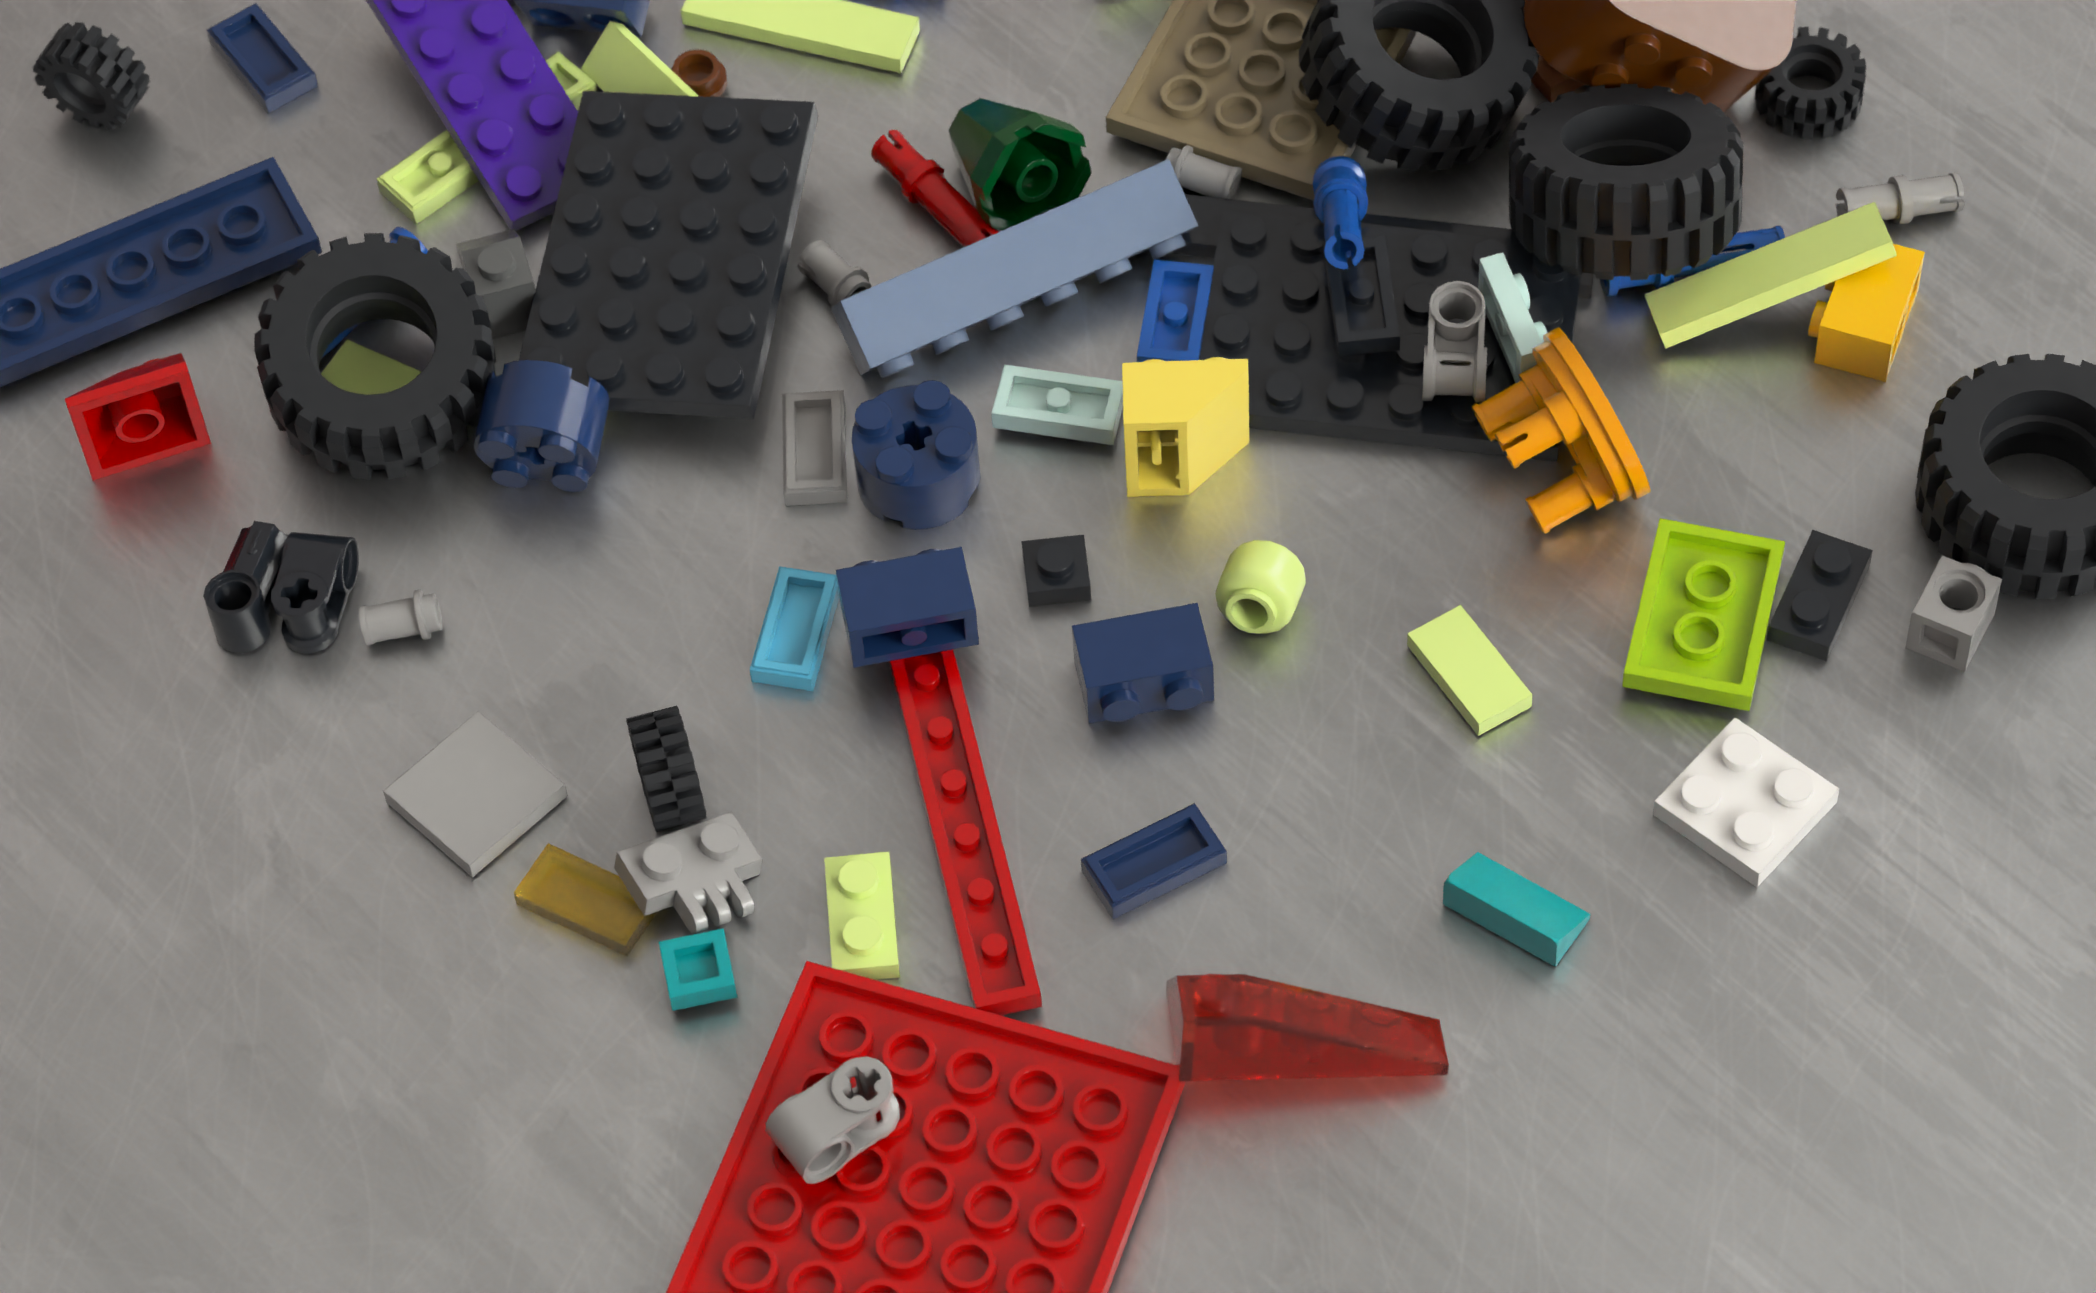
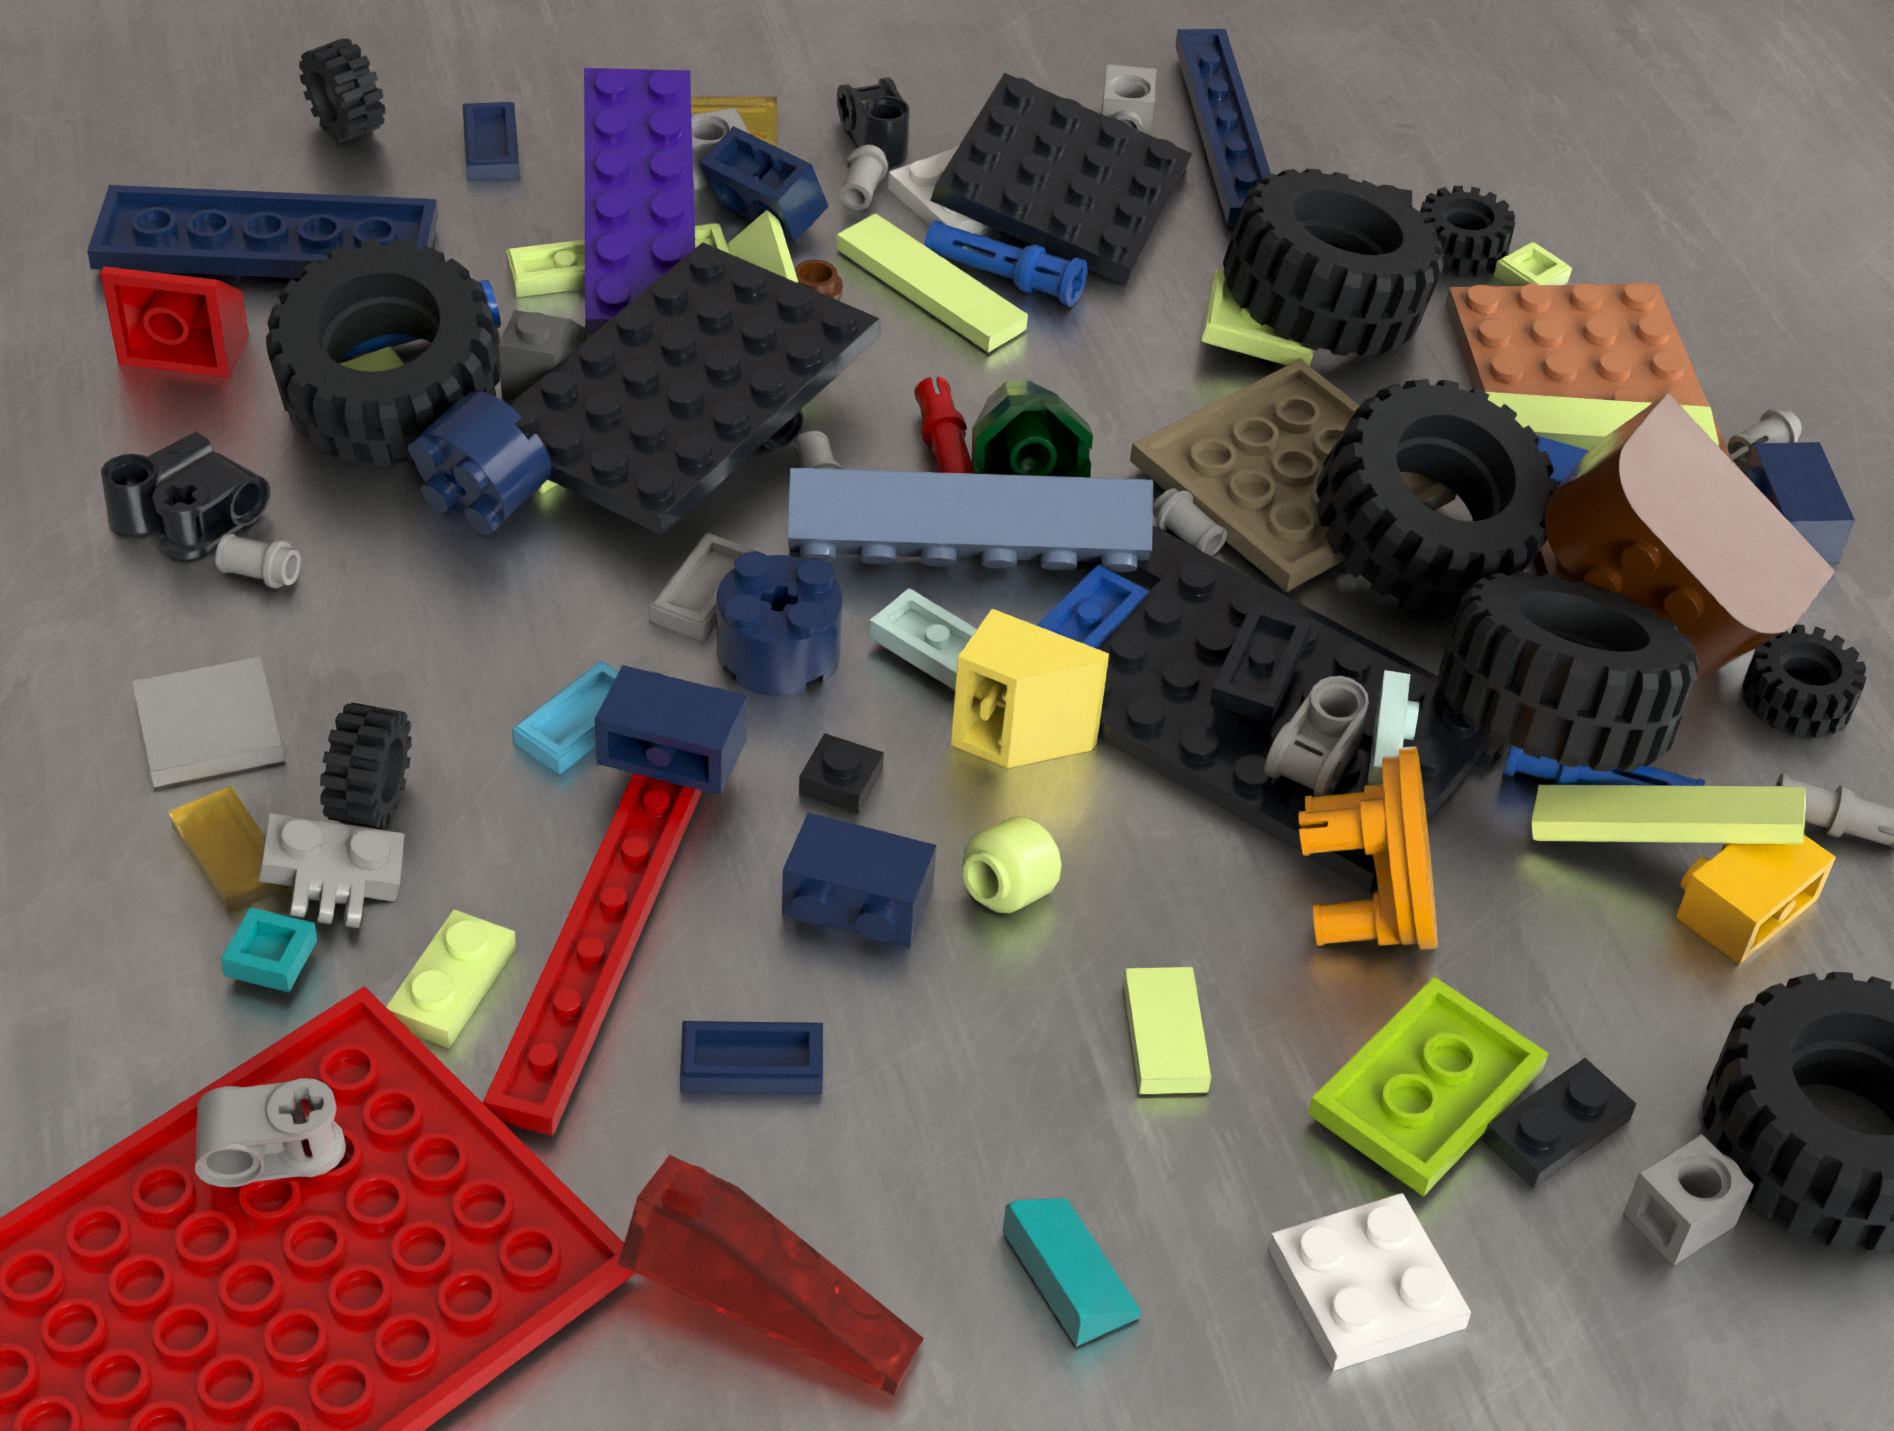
camera: 20 degrees right, 10 degrees down
(1341, 204) = (1281, 584): blue pin -> none

